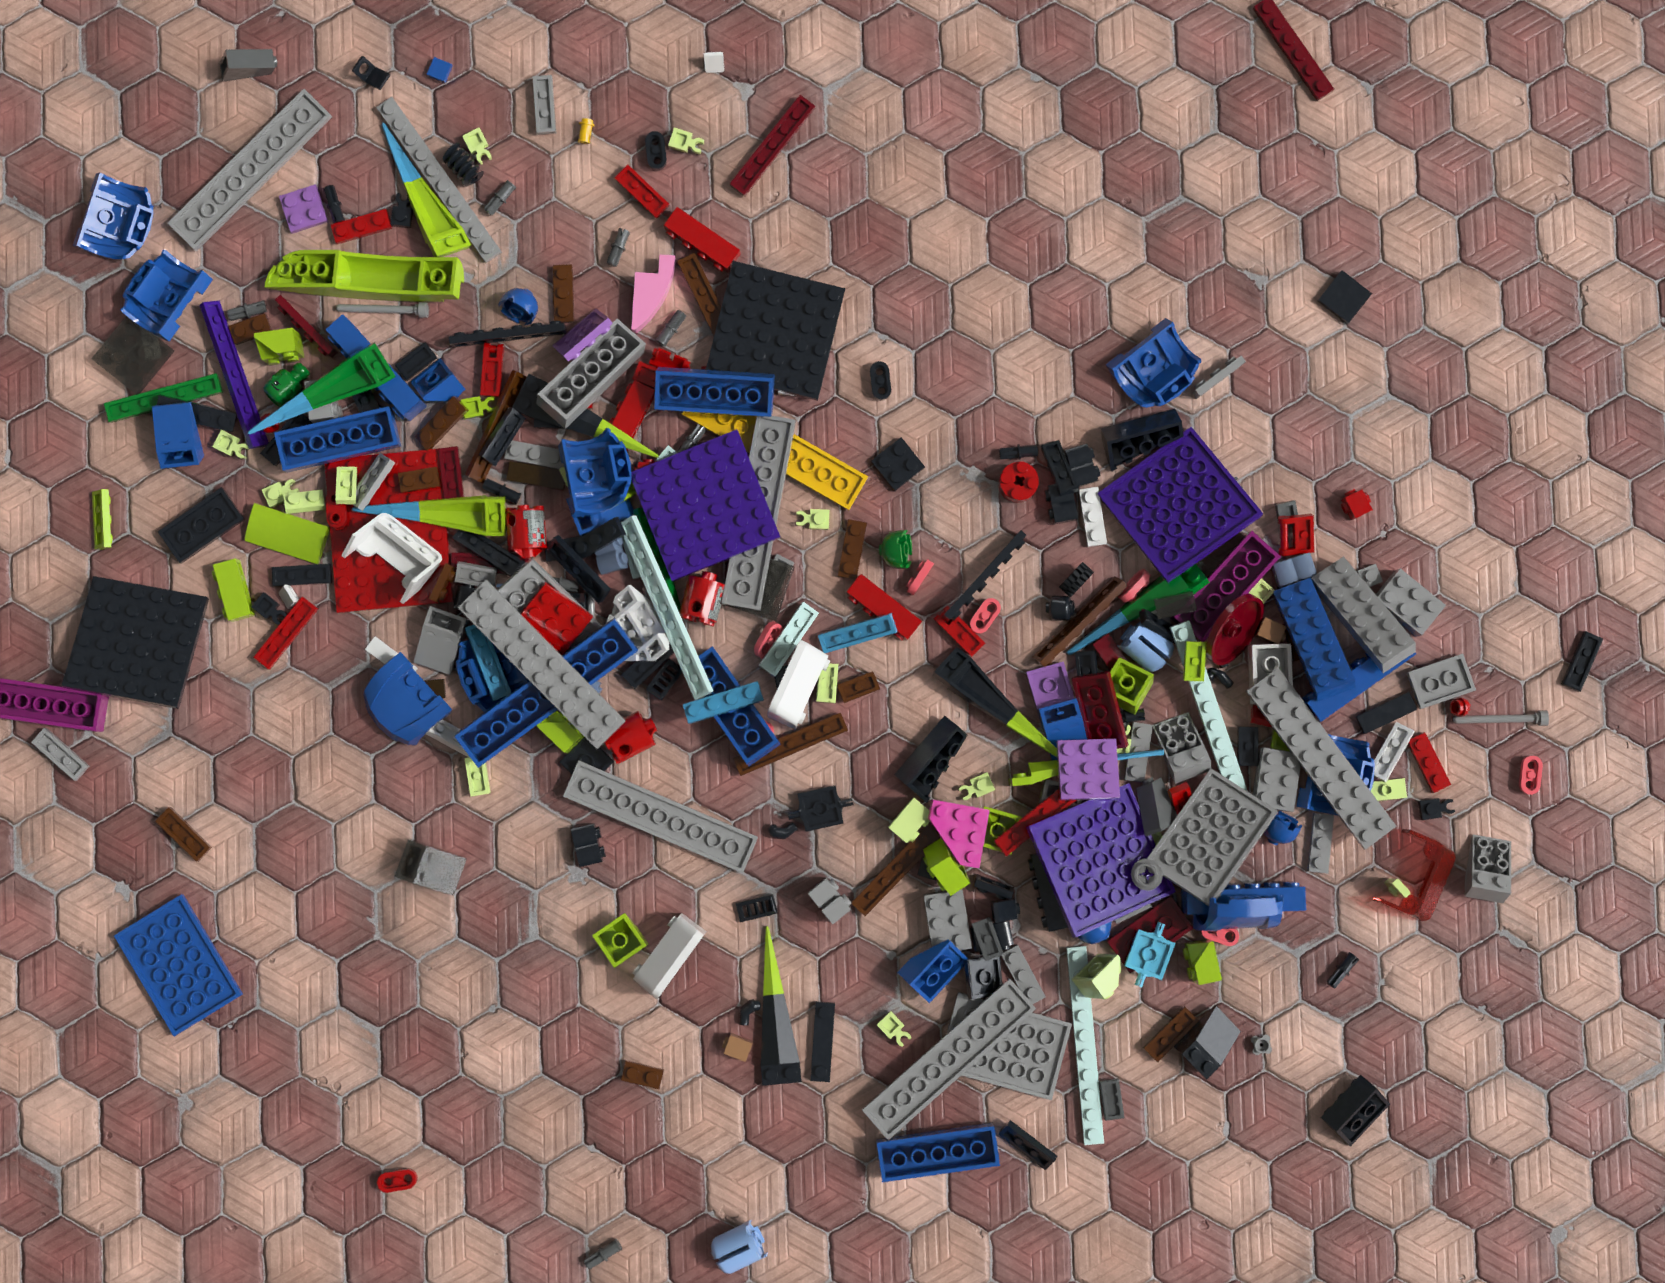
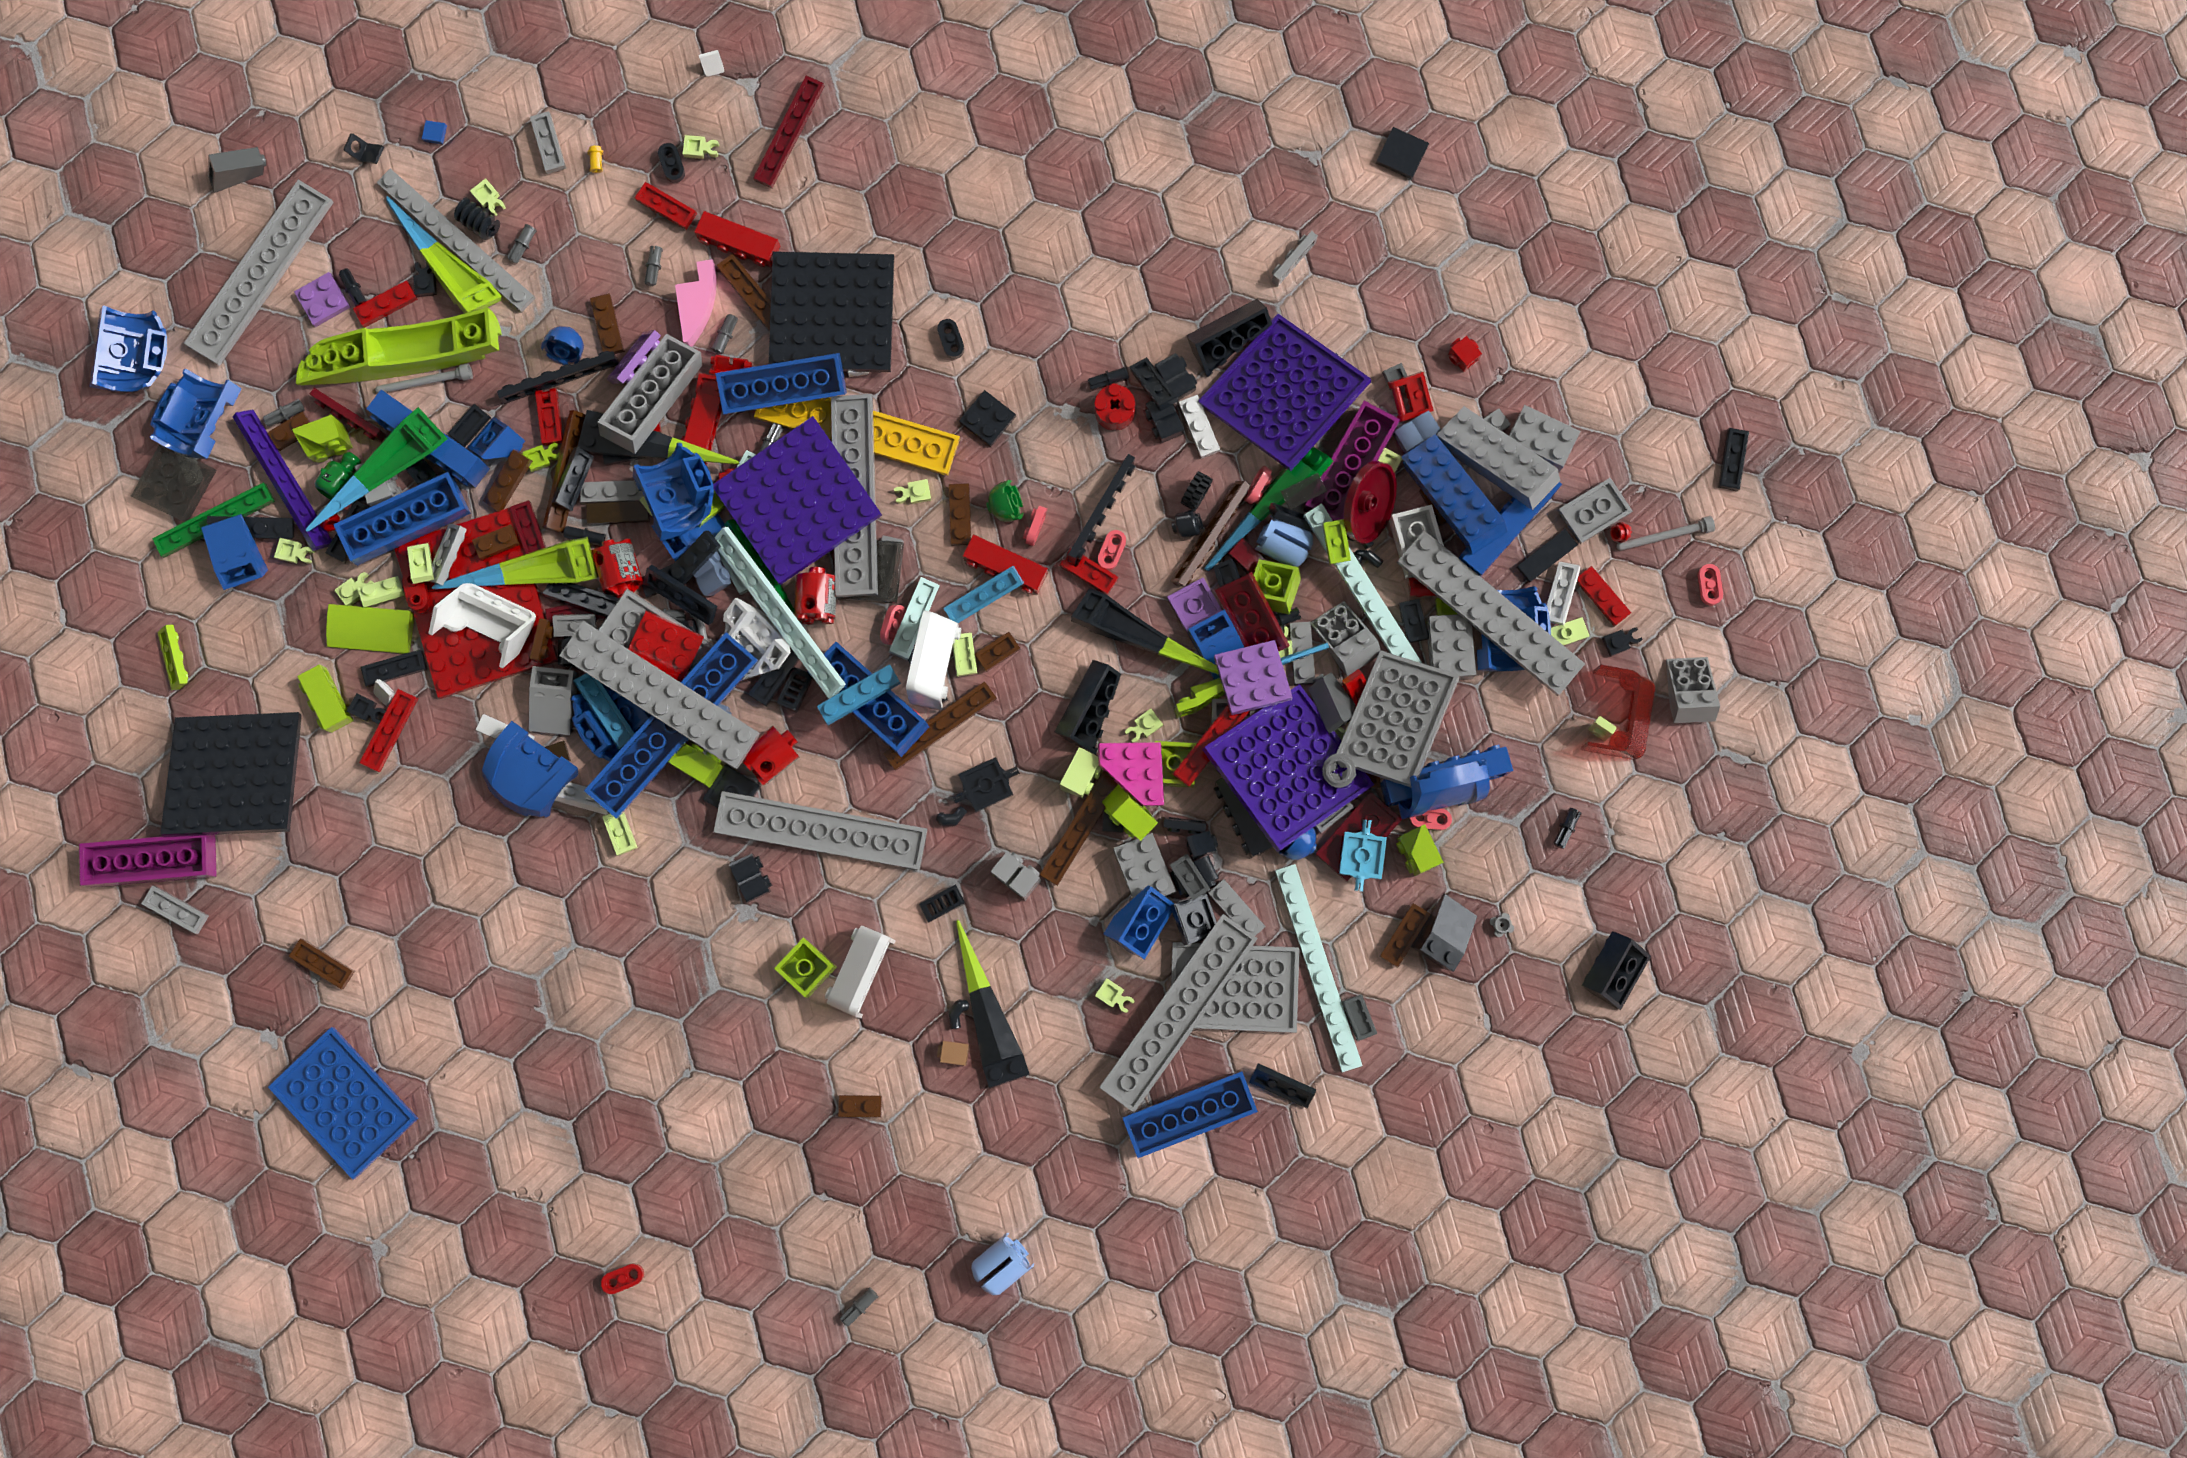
camera: 10 degrees left, 5 degrees down
(201, 525) = (278, 640): black plate -> none
(430, 867) = (589, 937): clear smoke slope -> none
(822, 1041) = (1042, 1027): black plate -> none
(1099, 976) = (1315, 890): yellowish green slope -> none
(1156, 367) = (1227, 262): blue piece -> none
(1271, 631) = (1408, 498): medium nougat brick -> none
(1282, 829) = (1468, 697): blue cylinder -> none
(1320, 843) = (1512, 703): light grey plate -> none

